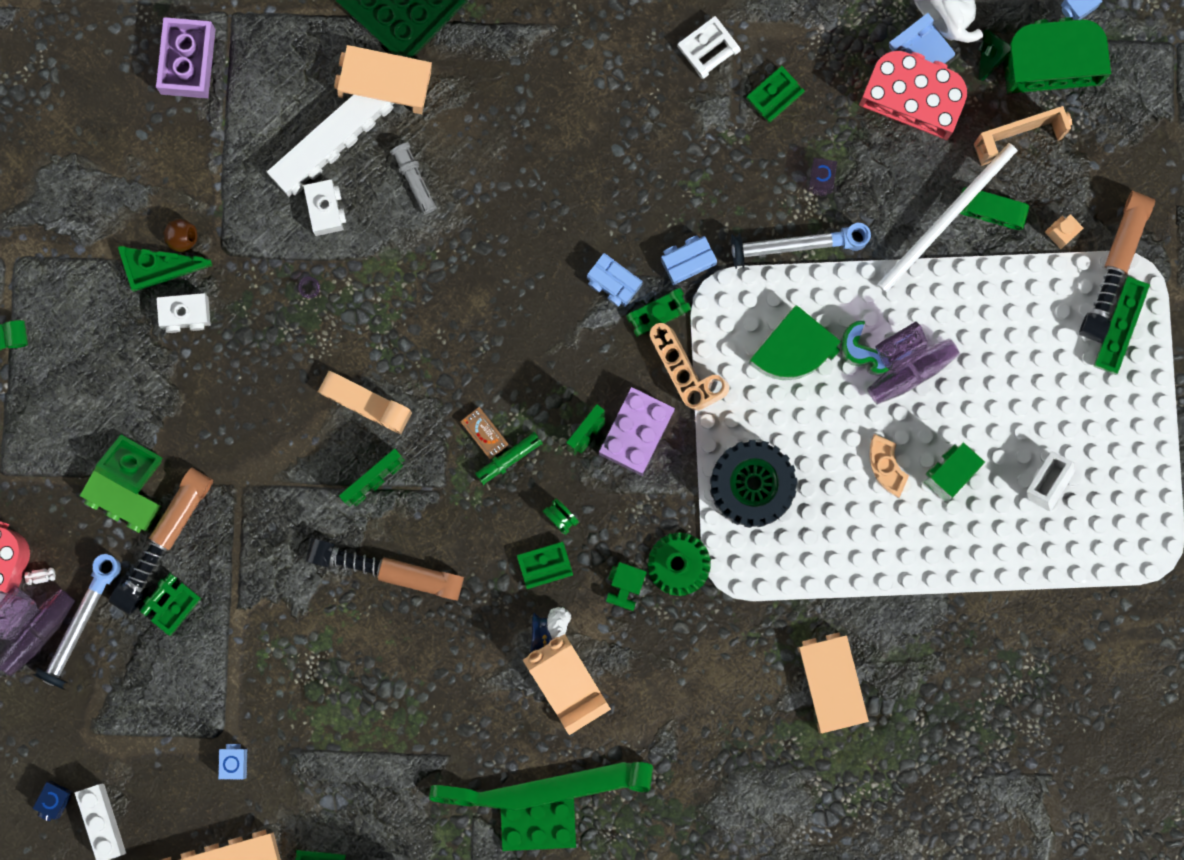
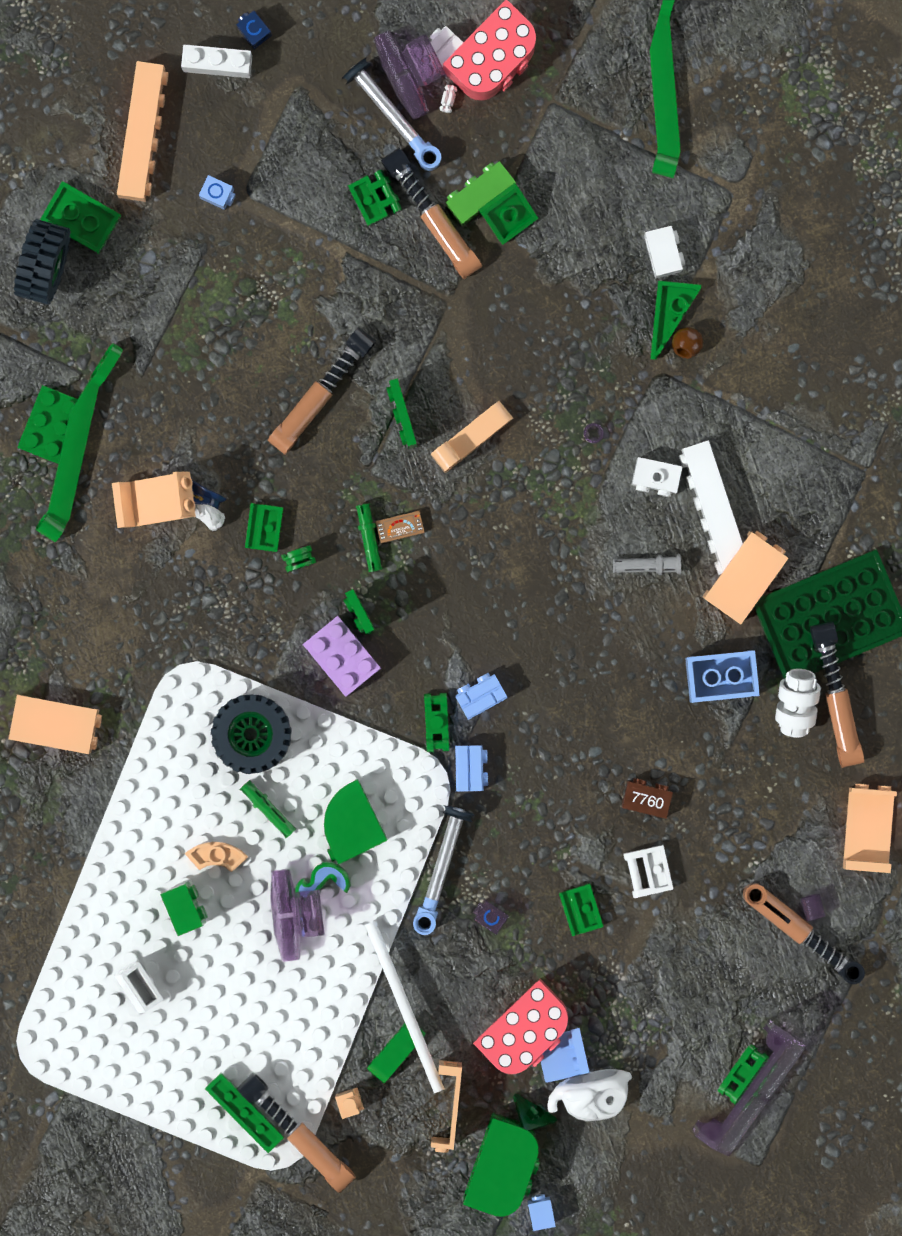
camera: 115 degrees right, 5 degrees up
(100, 297) = (664, 252): none -> white brick
(183, 312) = (619, 316): white brick -> none
(185, 58) = (841, 414): lavender brick -> none
(490, 58) = (722, 676): none -> light blue brick
(628, 580) = (218, 591): green brick -> none
(640, 79) = (647, 799): none -> copper brick
(683, 364) = (381, 722): light nougat beam -> none
(695, 569) = (219, 656): green gear -> none
(818, 436) = (267, 808): none -> green pin

